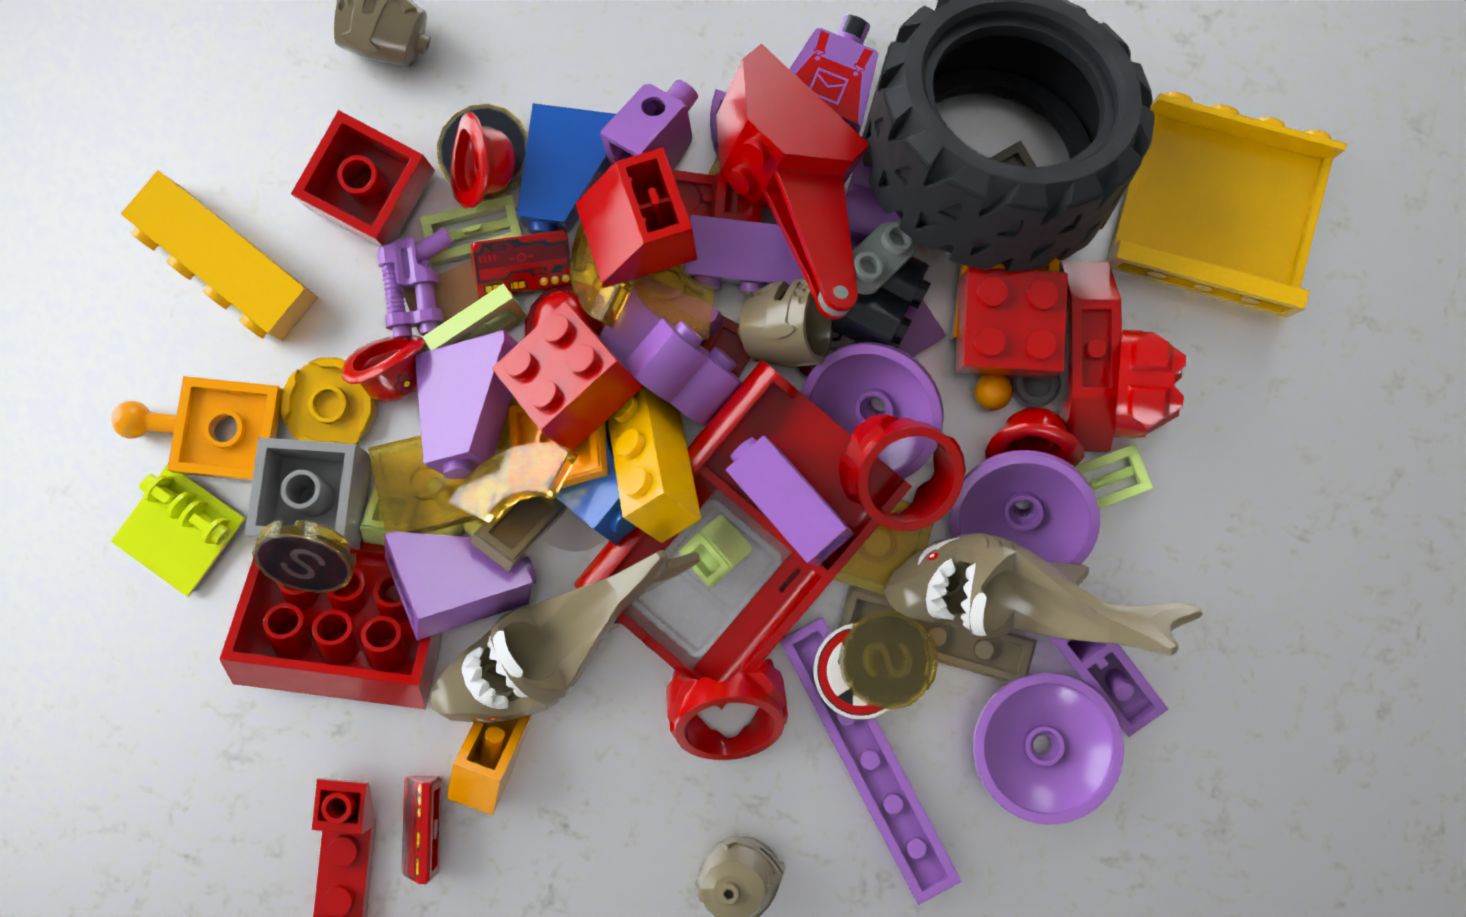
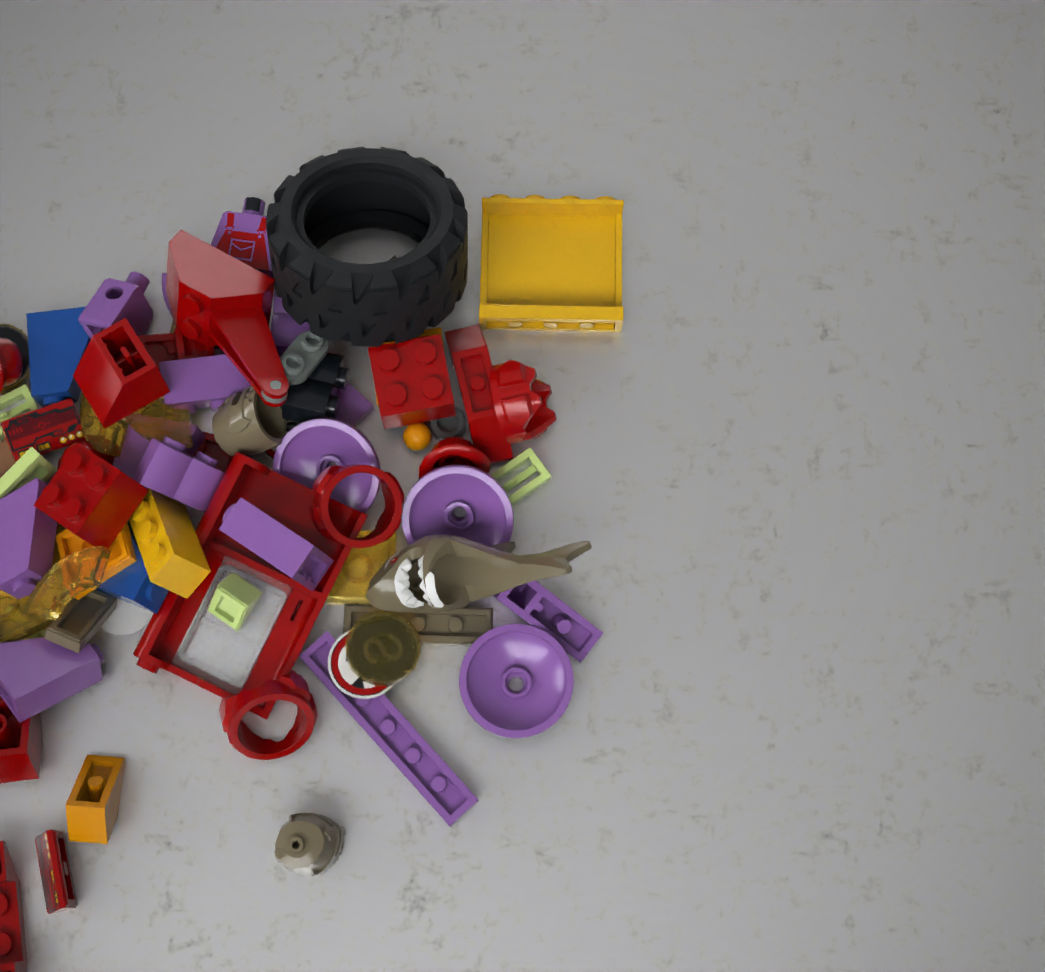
camera: 20 degrees left, 10 degrees down
(544, 648) = (117, 711): dark tan piece -> none

